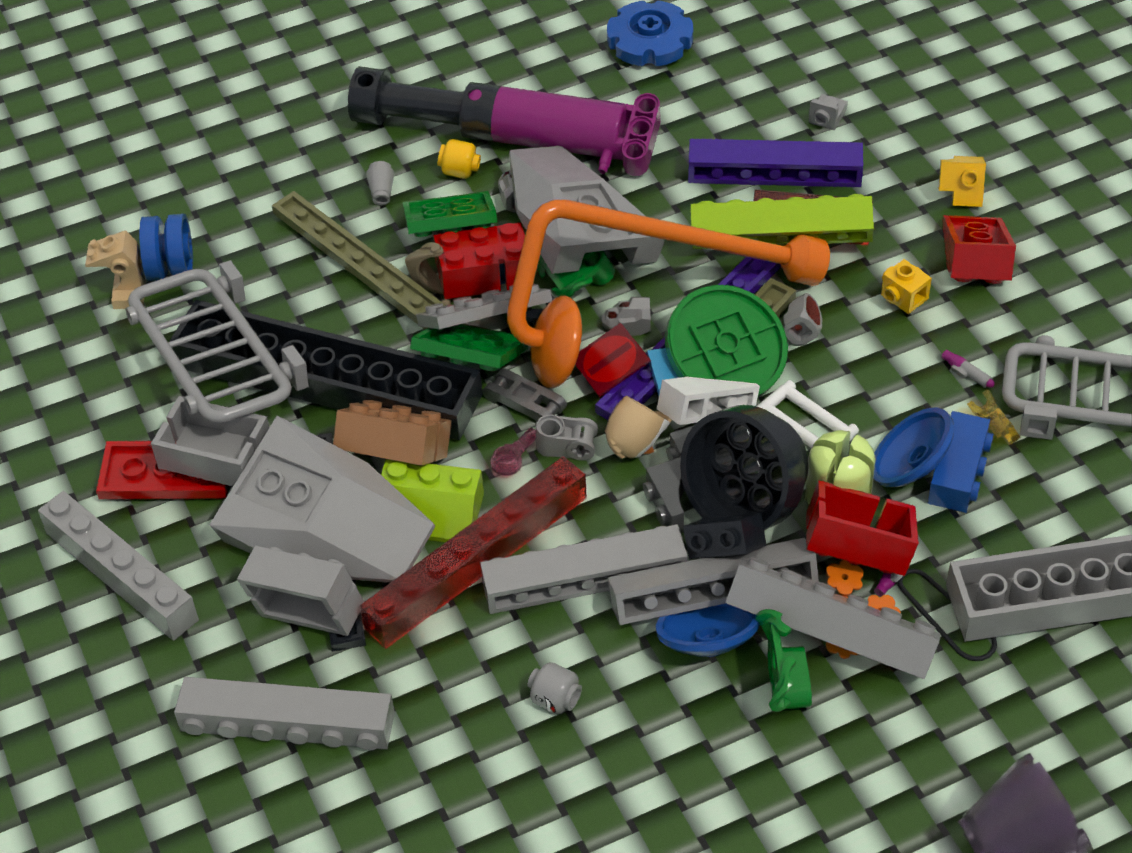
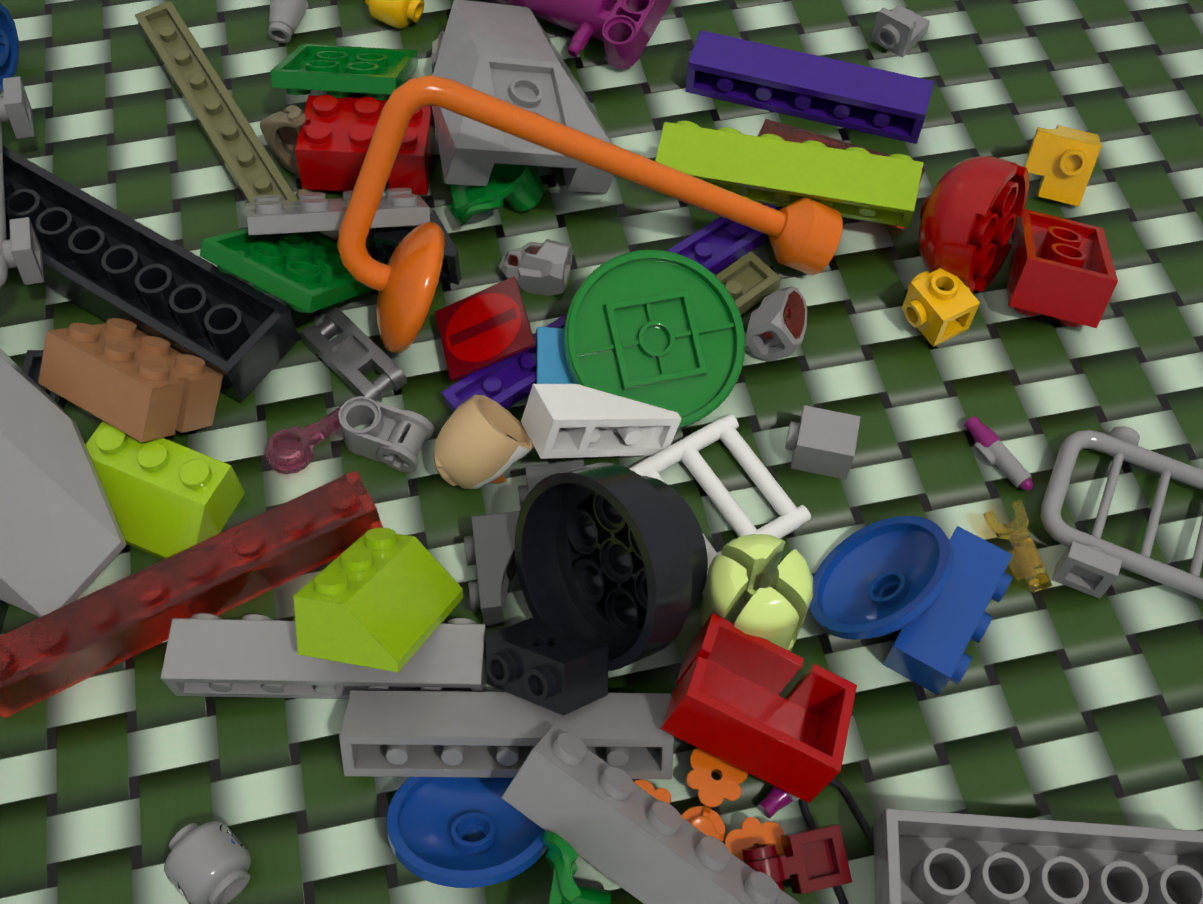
camera: 10 degrees right, 10 degrees up
(608, 520) = (375, 602): none -> lime slope
(854, 383) = (823, 442): none -> light grey brick
(913, 226) = (972, 219): none -> red cylinder
(913, 604) = (811, 859): none -> dark red plate

